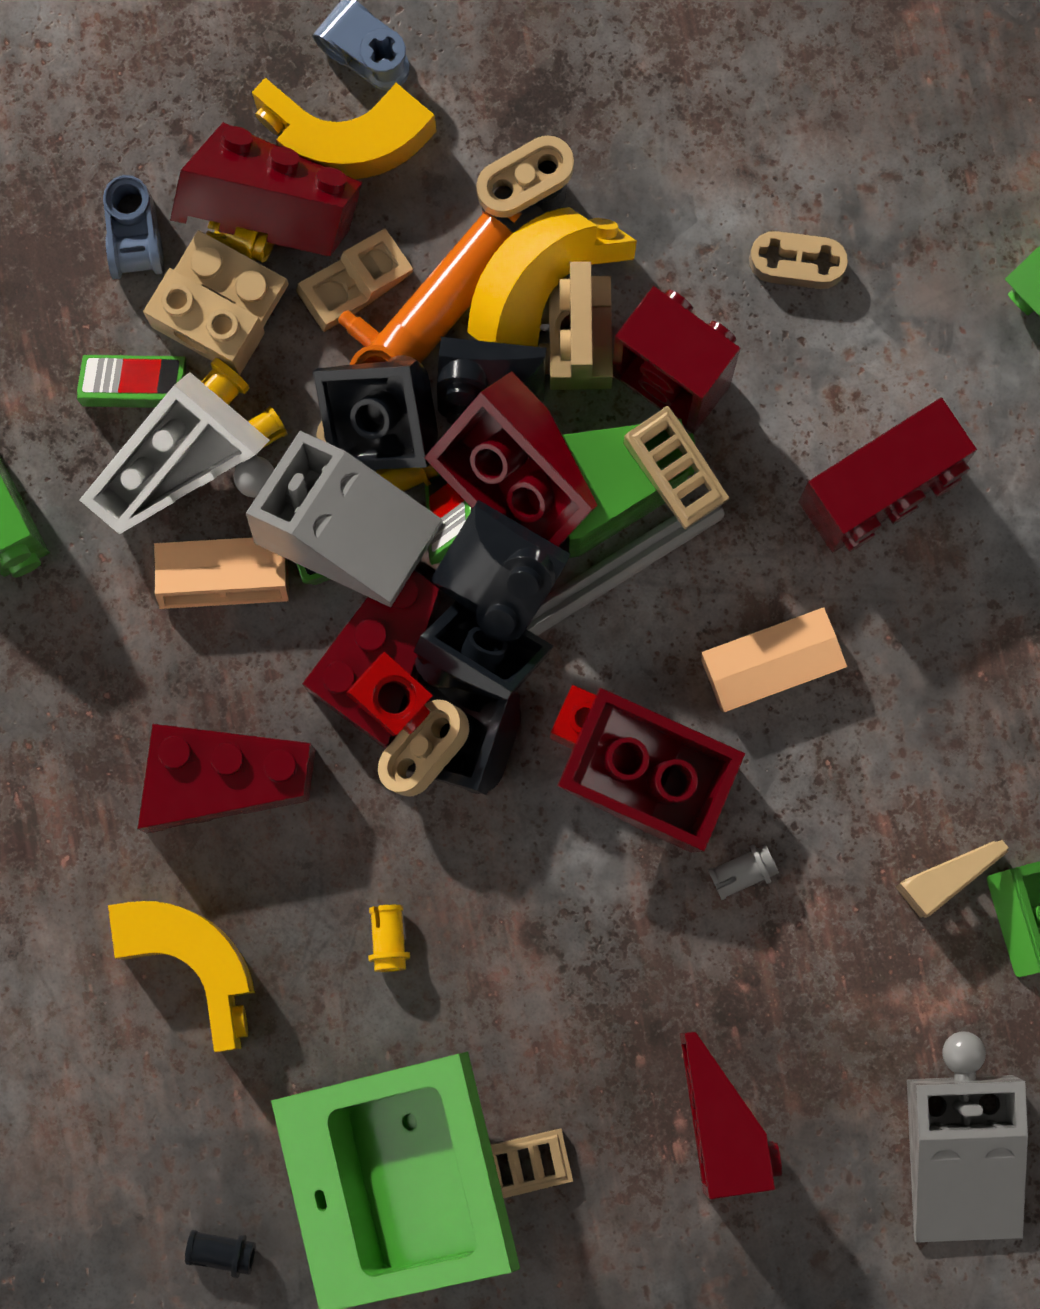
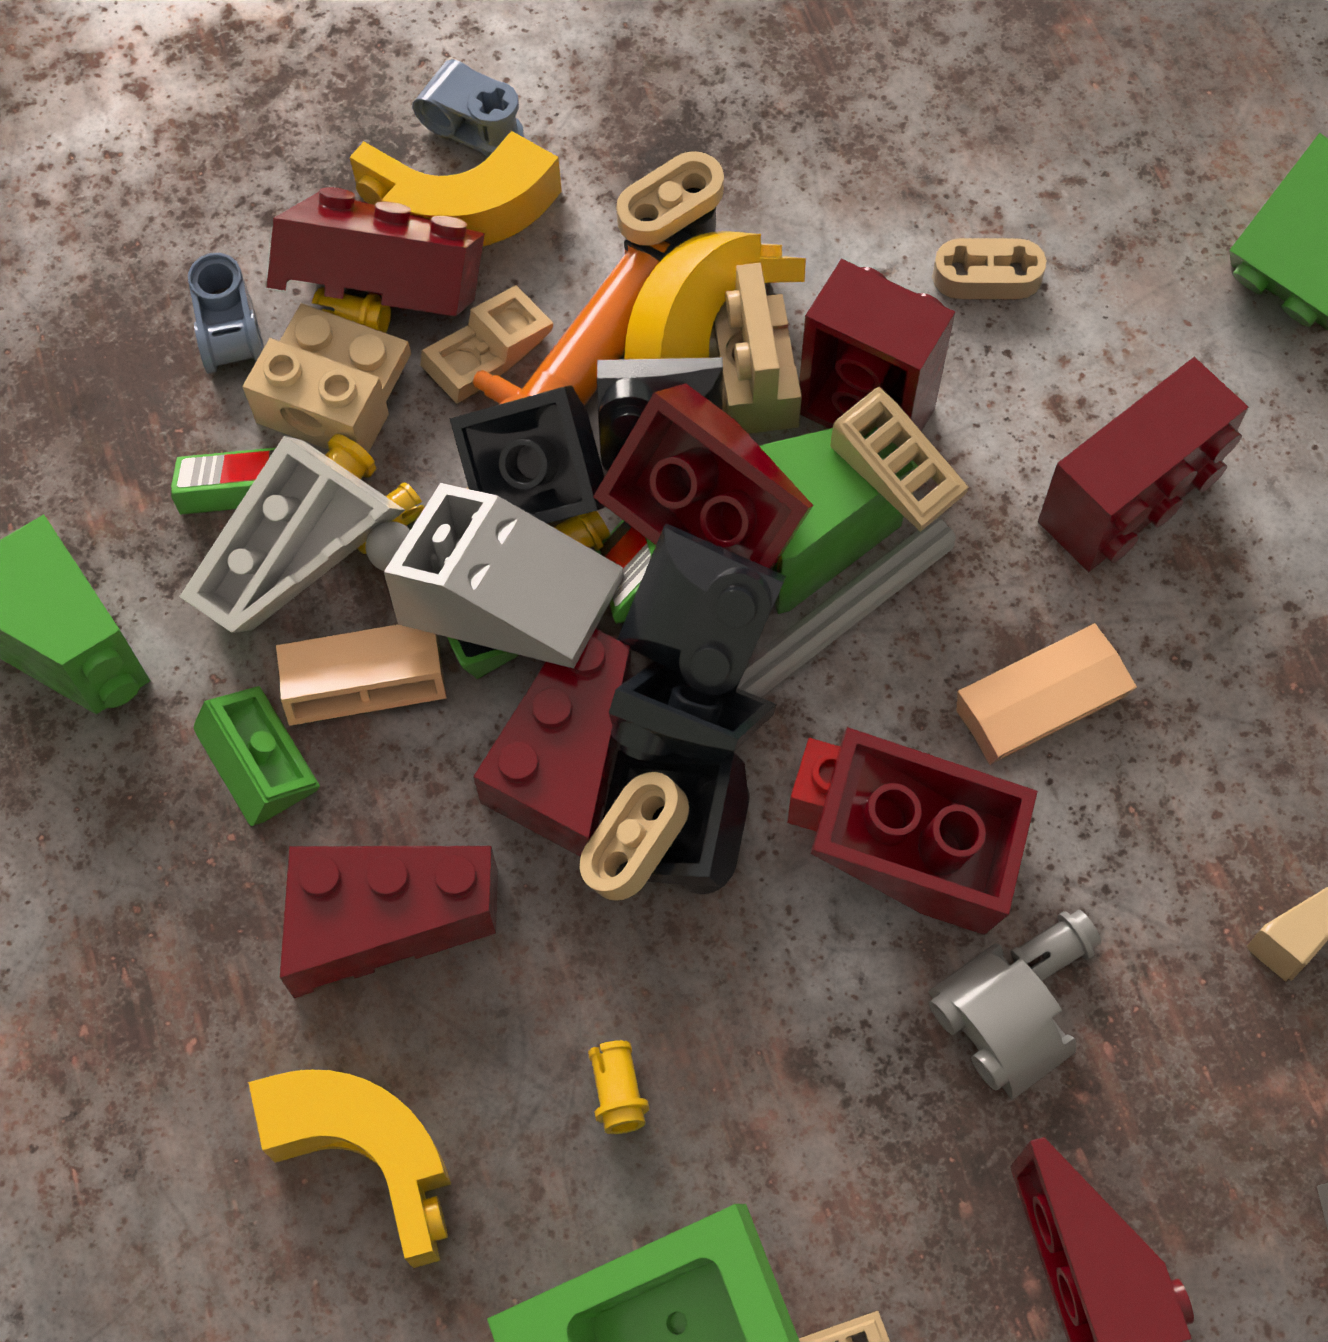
camera: 10 degrees left, 15 degrees down
(130, 629) = (254, 754): none -> bright green slope
(367, 687) = (580, 739): red brick -> none
(692, 921) = (1006, 1017): none -> light grey cylinder

